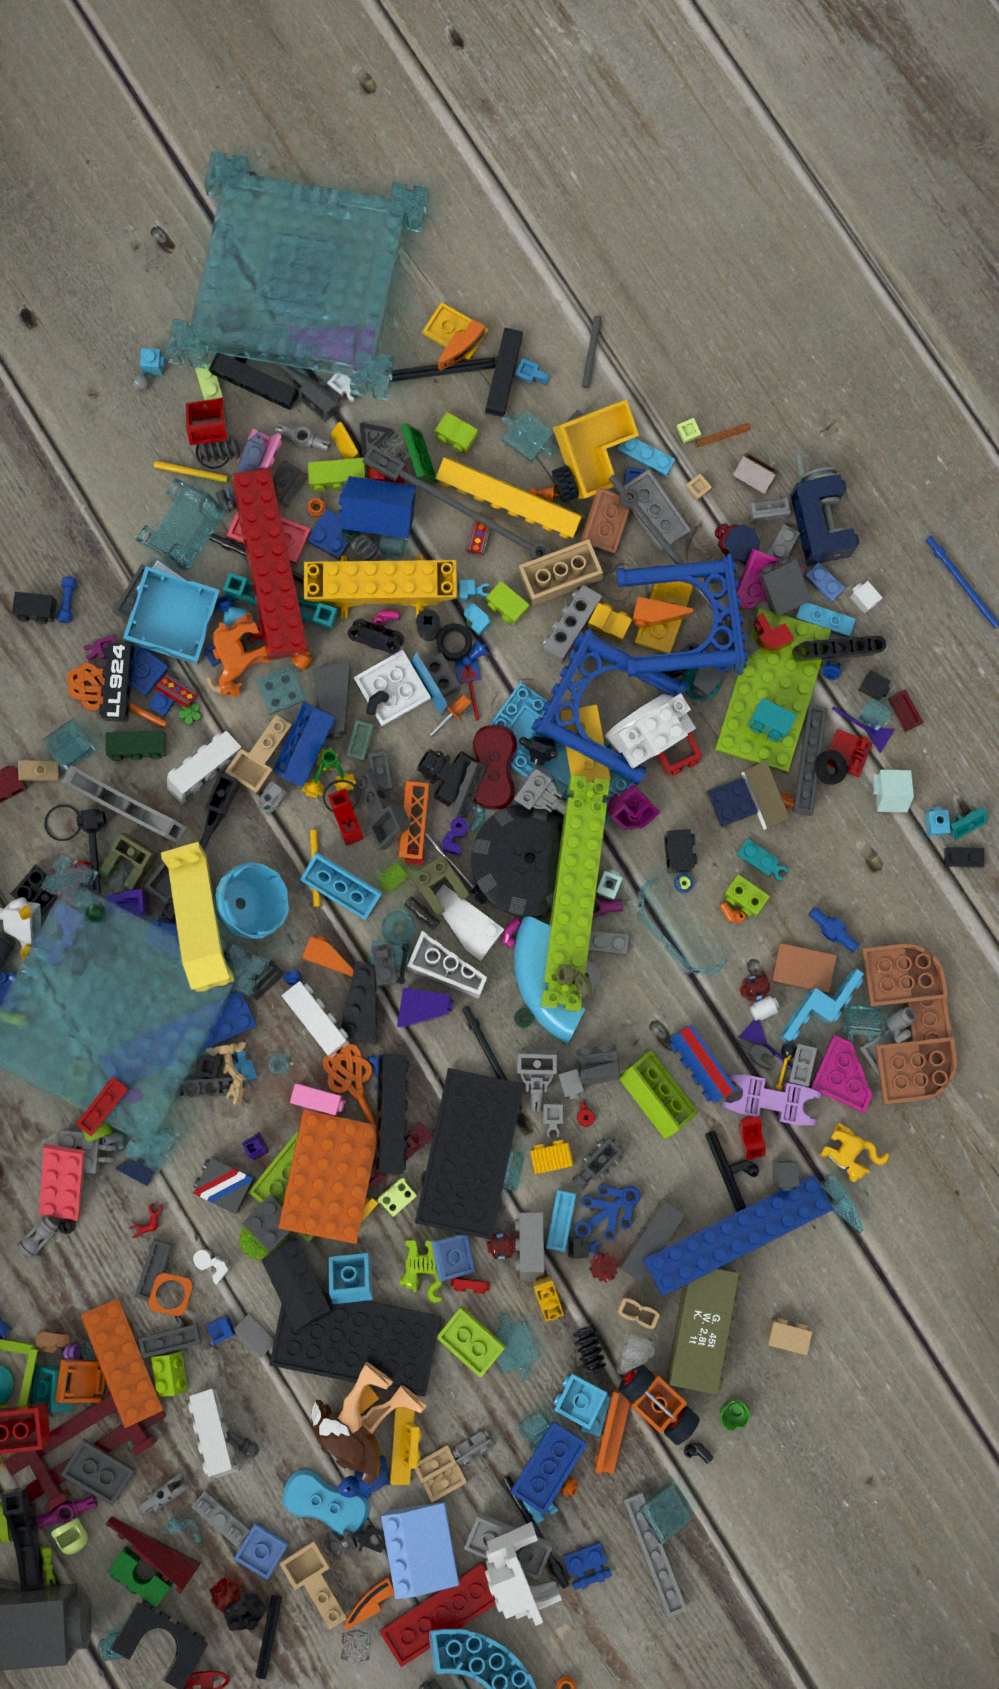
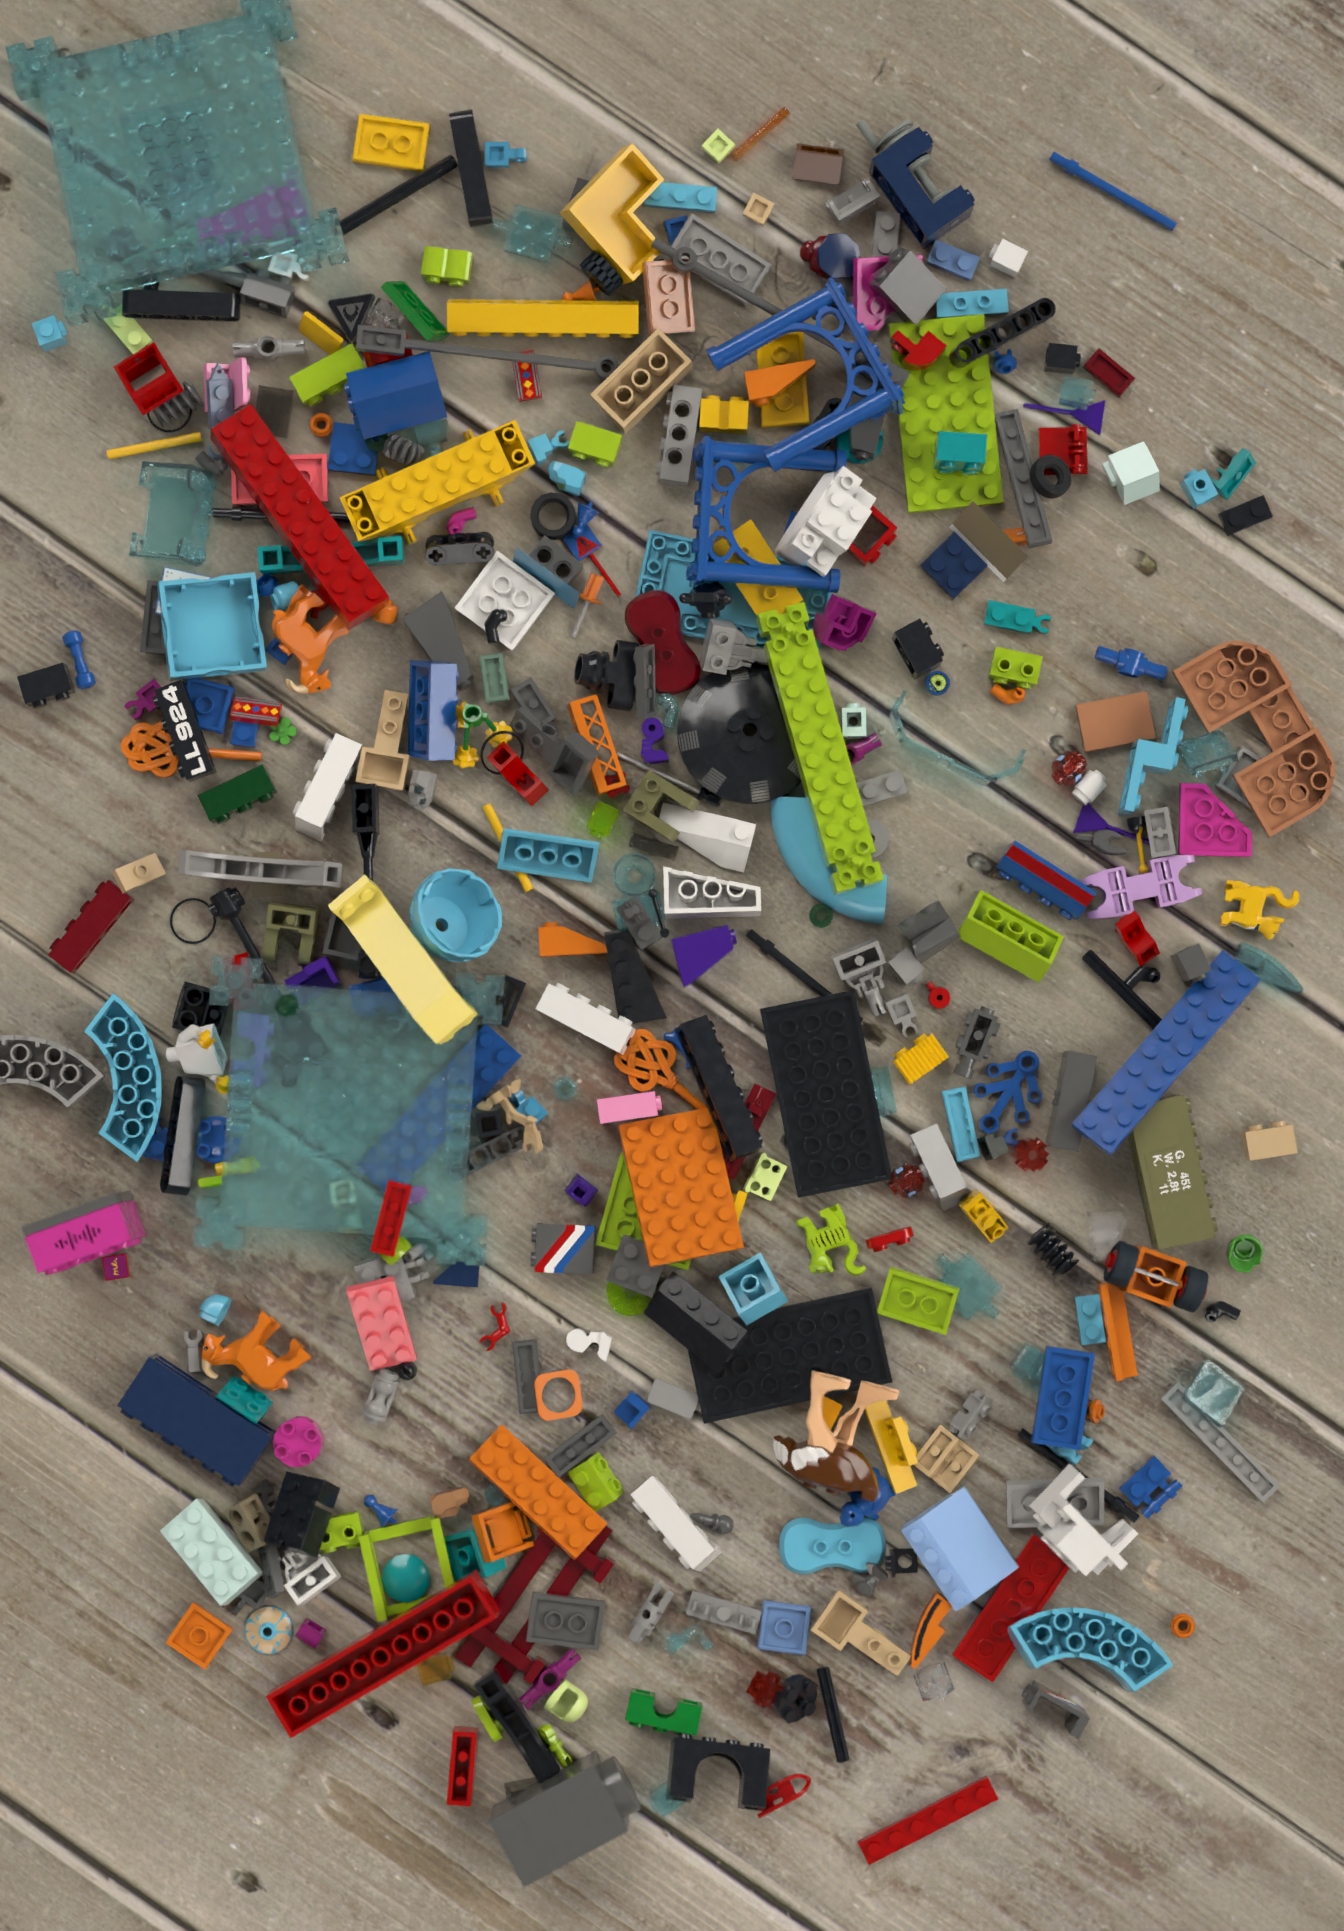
camera: 20 degrees left, 5 degrees up
(69, 744) = (160, 827): clear light blue slope -> none
(72, 1352) = (476, 1504): medium lavender plate -> none
(141, 382) = (48, 363): light grey hinge -> none
(165, 1559) = (688, 1682): dark red wedge -> none
(280, 690) = (375, 659): clear light blue tile -> none
(292, 977) = (538, 983): blue plate -> none
(428, 624) = (519, 517): black piece -> none
(453, 1257) = (857, 1216): medium blue tile -> none
(461, 344) = (407, 156): orange slope -> none
(508, 932) = (761, 825): dark pink arm -> none
(567, 974) = (851, 845): olive arm -> none
(580, 1400) = (1067, 1311): medium azure plate -> none
(591, 352) = (563, 99): dark grey bar -> none
(642, 1313) = (1083, 1187): tan brick -> none
(900, 1021) = (1249, 735): light grey piece -> none

